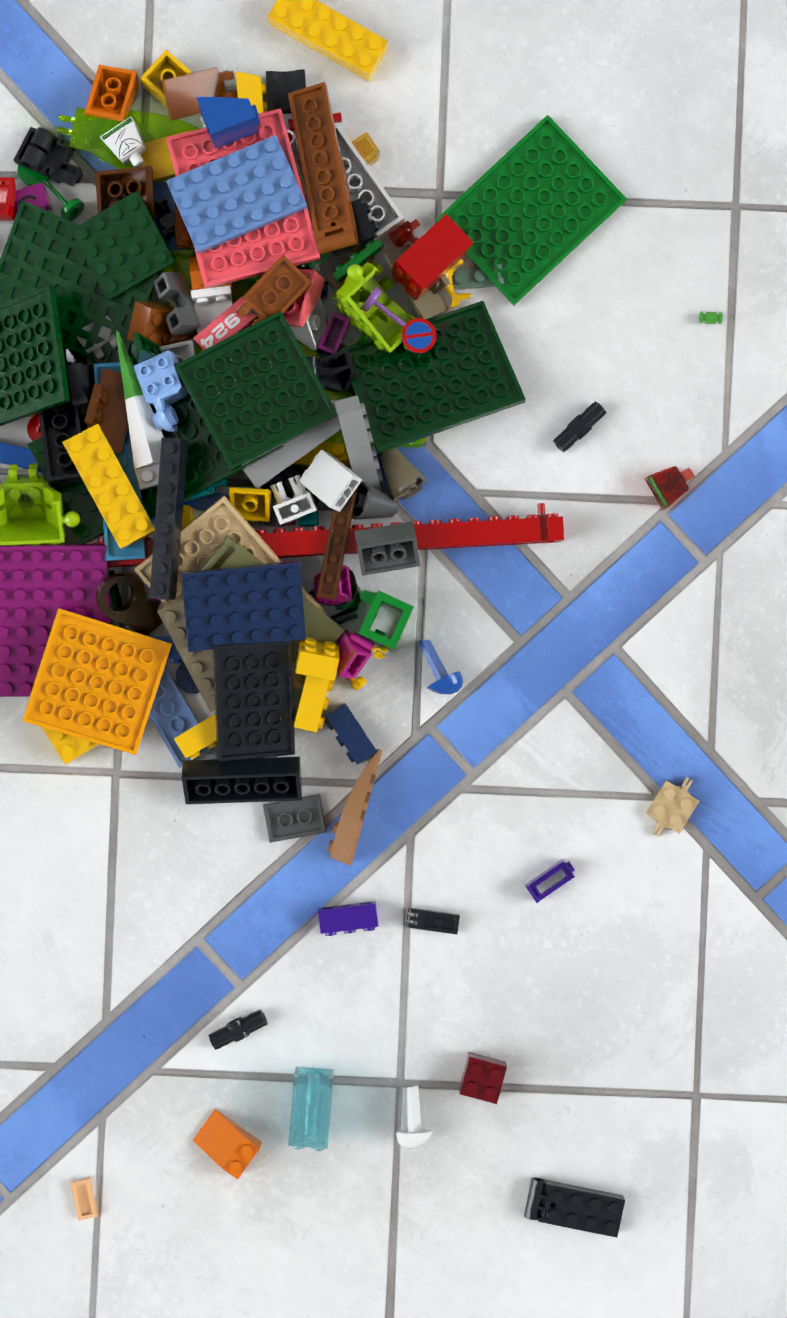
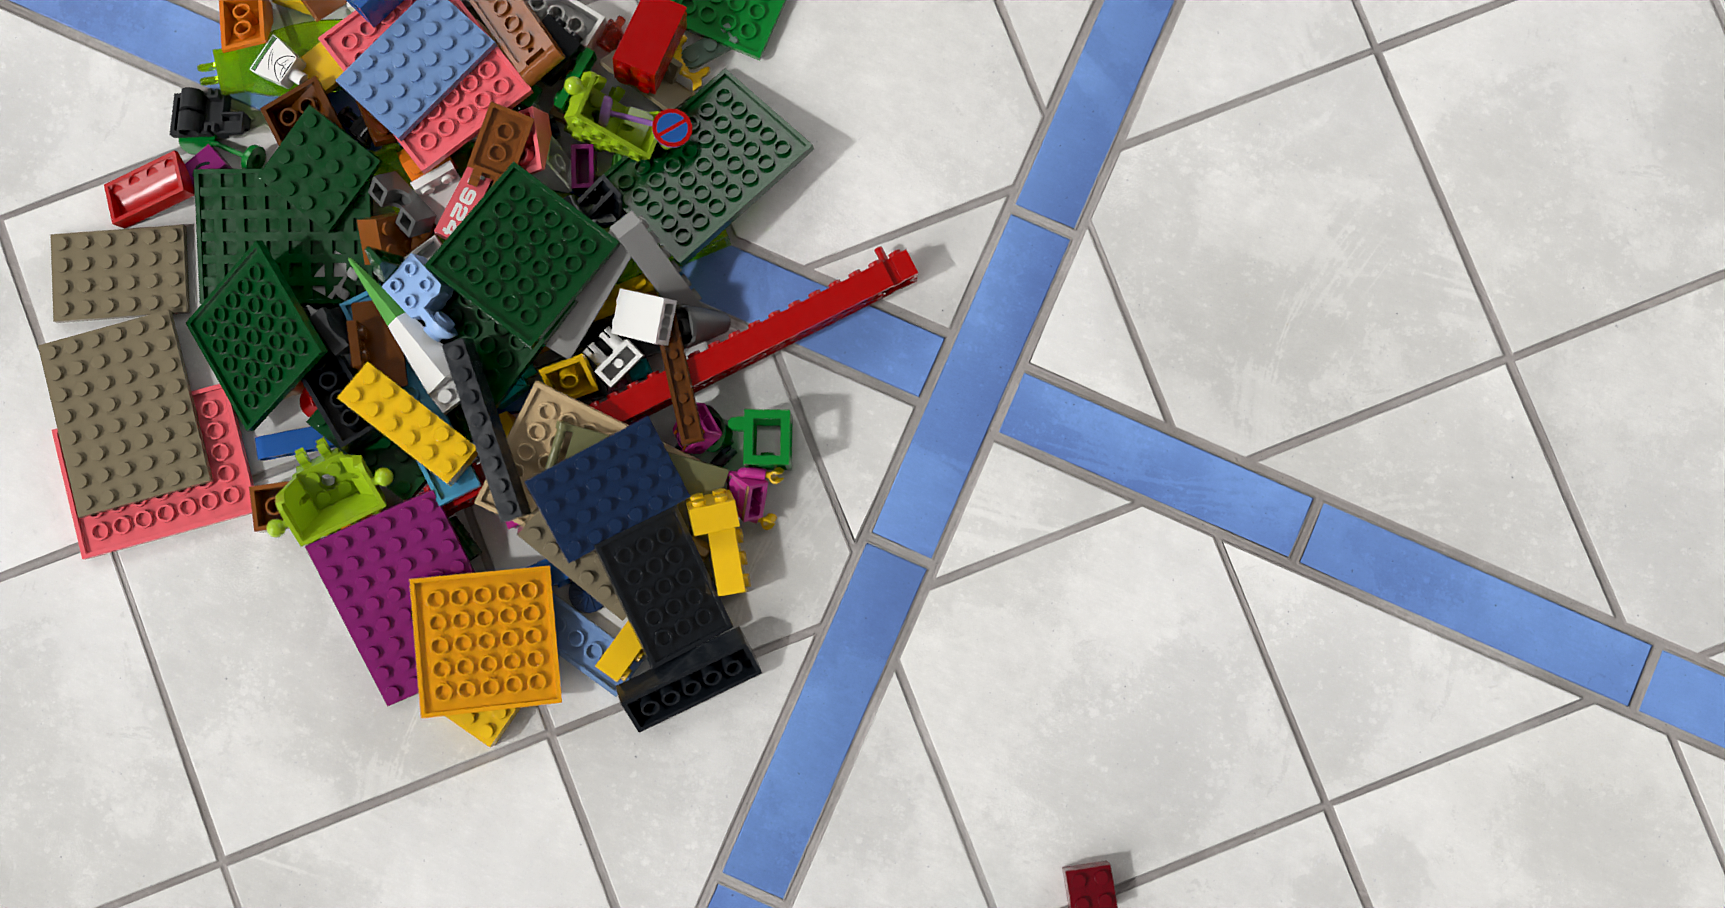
camera: 25 degrees left, 5 degrees down
(138, 611) = (498, 549): dark brown animal -> none
(294, 818) = (763, 696): dark grey tile -> none
(348, 918) = (868, 779): dark purple brick -> none
(350, 734) = (783, 579): dark blue brick -> none
(353, 814) = (824, 663): medium nougat wedge -> none
(387, 548) = (735, 362): dark grey slope -> none
(401, 475) = (719, 283): dark tan cone -> none
(433, 921) = (961, 741): black hinge -> none
(444, 683) = (859, 479): blue piece -> none
(550, 880) = (1066, 641): dark purple window -> none
(579, 426) = (882, 153): black piece -> none
(669, 485) = (1002, 172): clear red torso -> none
(672, 807) = (1159, 506): tan plate -> none

